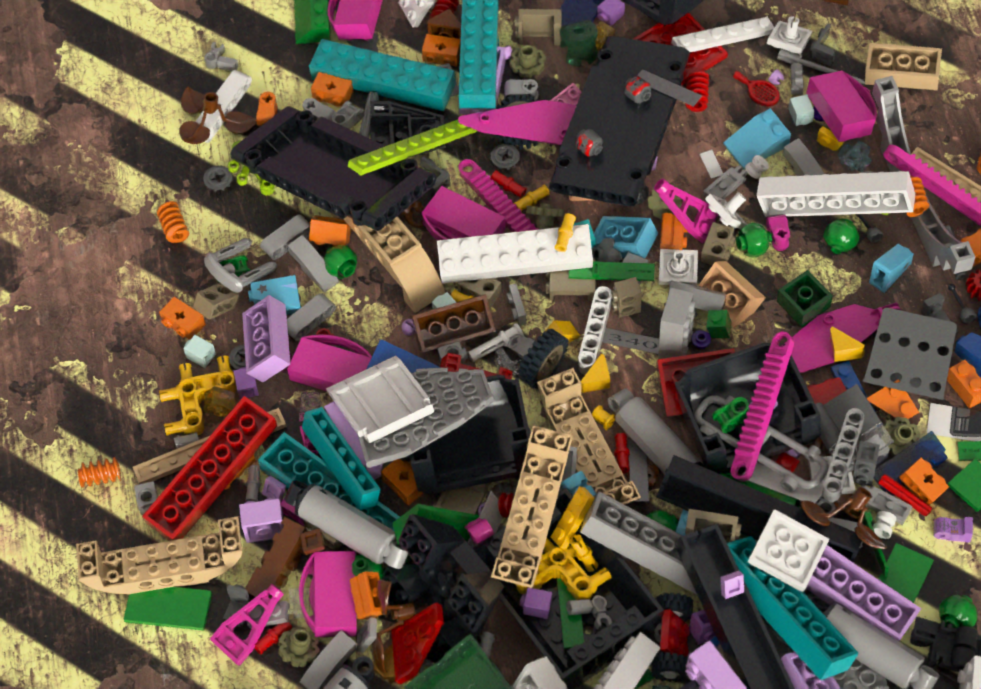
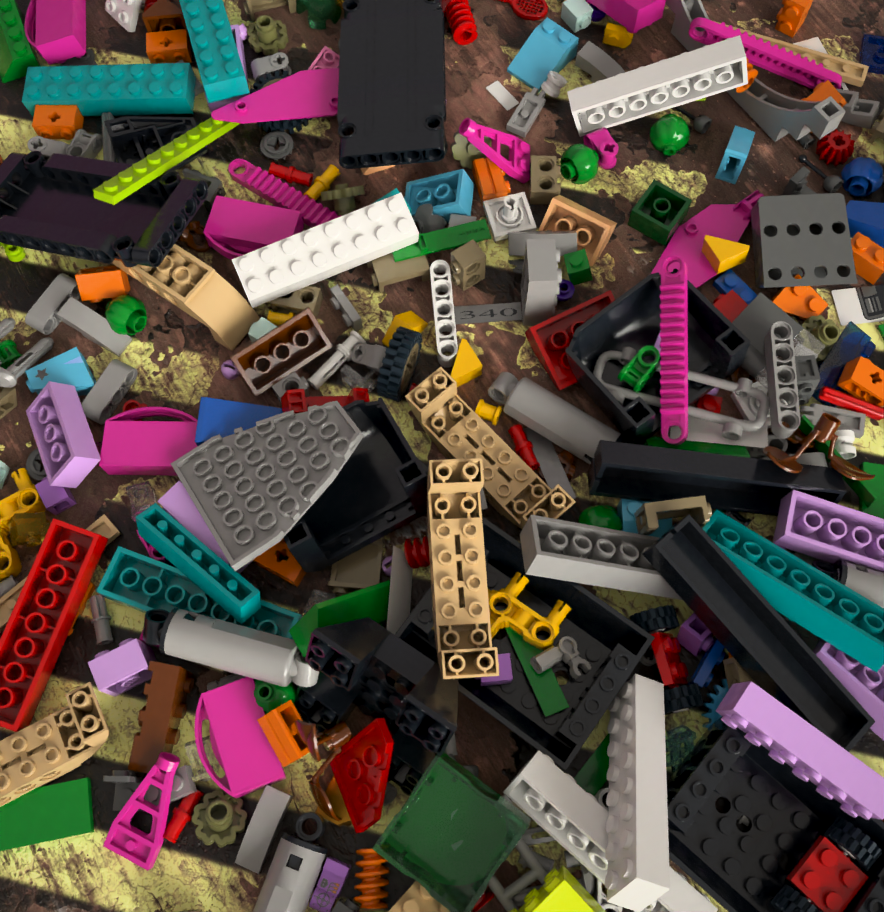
camera: 20 degrees left, 10 degrees up
(273, 488) = (128, 619): lavender plate -> none
(312, 541) = (195, 682): reddish brown plate -> none
(366, 635) = (300, 779): light grey tile -> none
(381, 399) = (225, 475): white piece -> none
(479, 530) = (398, 605): dark pink piece -> none
(565, 232) = (379, 209): yellow pin -> none
(572, 517) = (505, 552): yellow plate -> none
(576, 480) = (498, 512): medium azure wheel -> none
(583, 553) = (529, 589): yellow pin -> none
(589, 142) = (369, 100): dark grey head -> none
(637, 89) = (401, 29): dark grey head -> none
(670, 89) = (433, 20): flat silver sticker -> none
(727, 210) = (542, 137): white plate -> none
(732, 584) = (735, 587): lavender plate -> none
(788, 550) = (774, 518): white plate -> none
(854, 151) = (649, 42): clear light blue piece -> none

